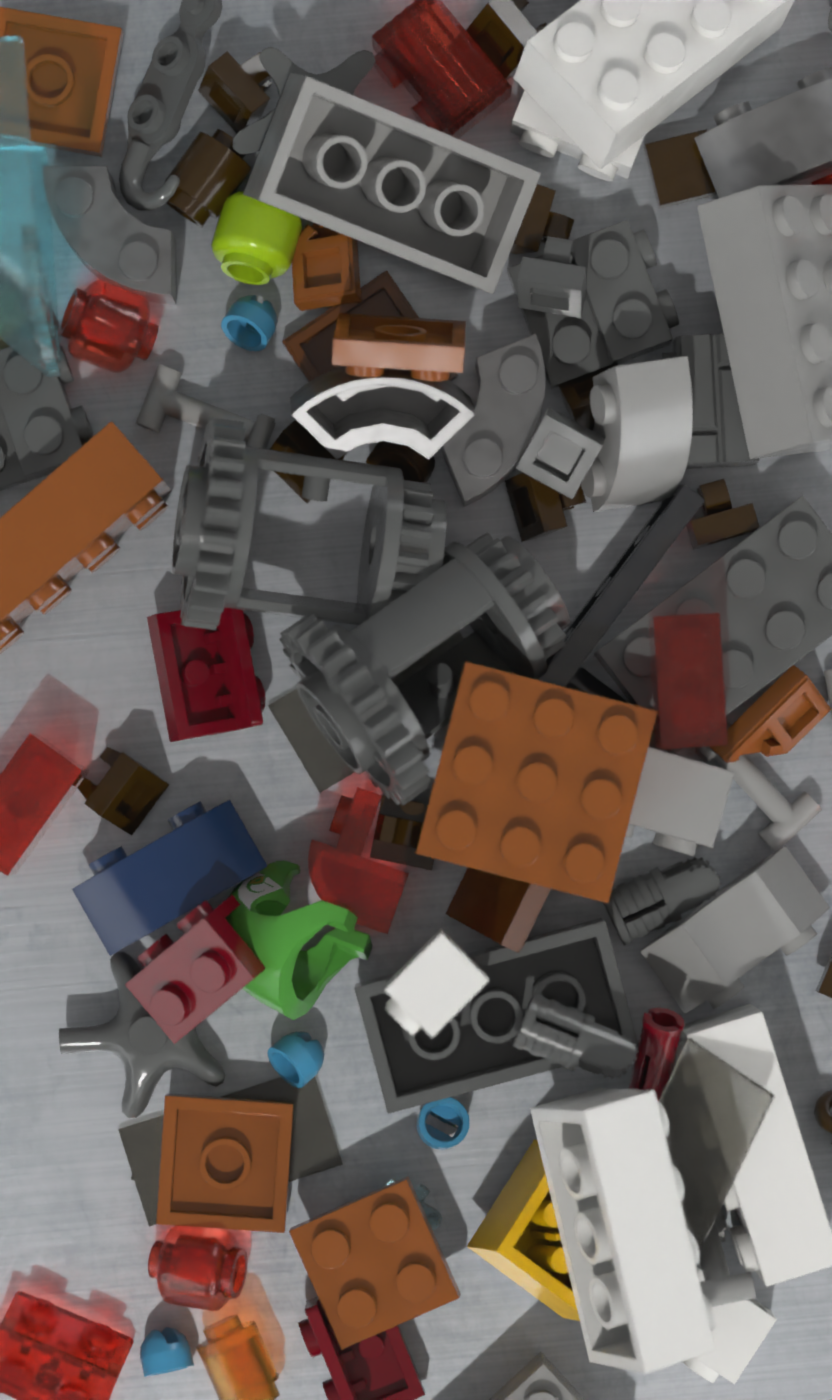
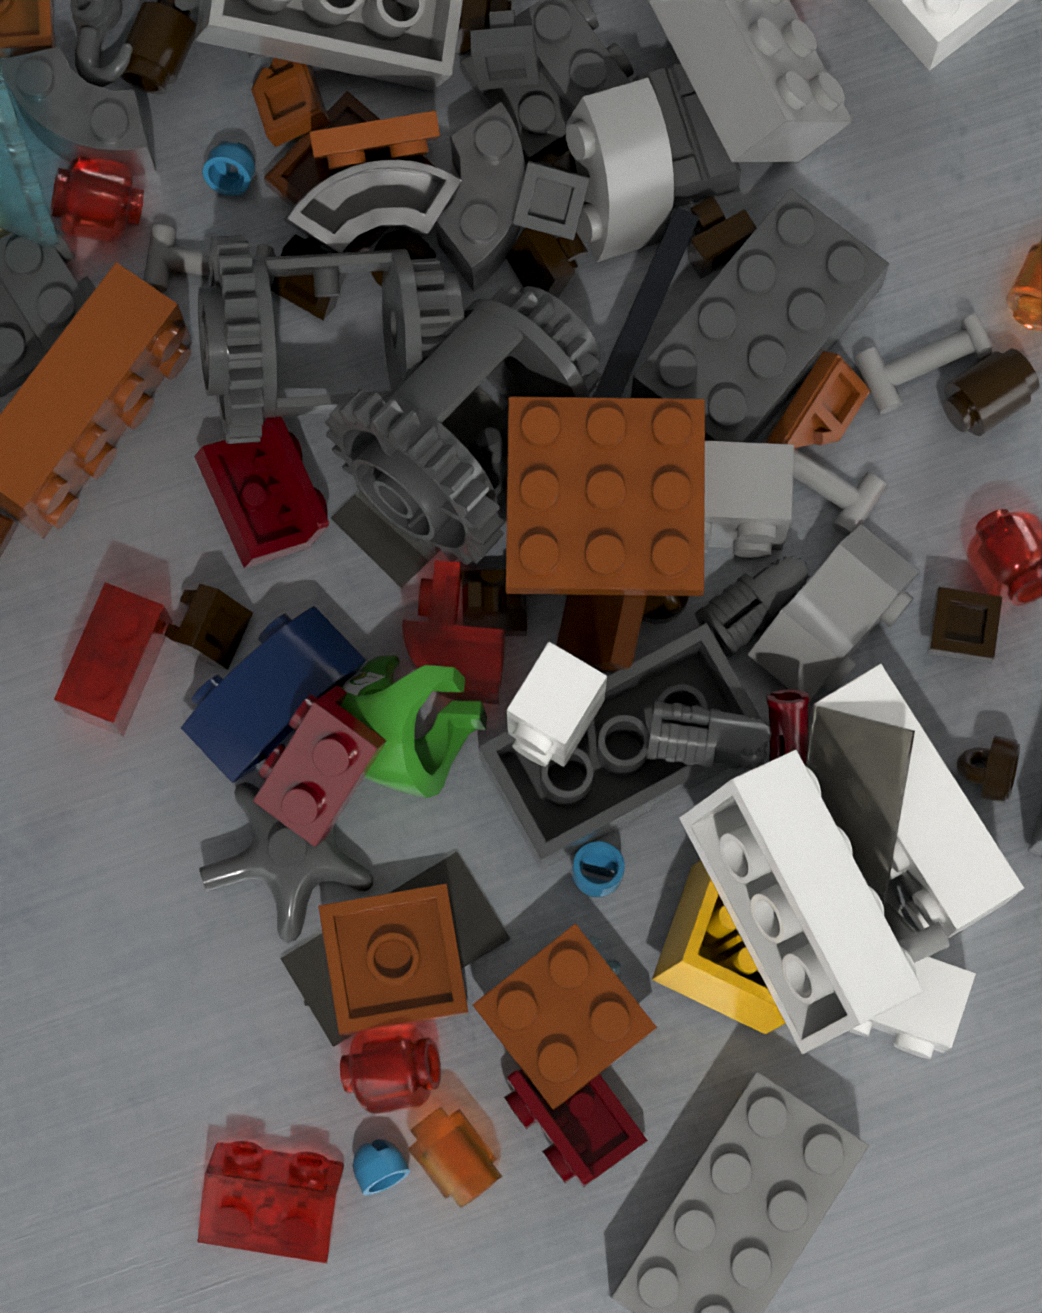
camera: 15 degrees left, 10 degrees down
(254, 239) = (216, 87): lime head -> none
(297, 1058) = (439, 843): dark azure hinge -> none
(688, 681) = (727, 369): clear red brick -> none

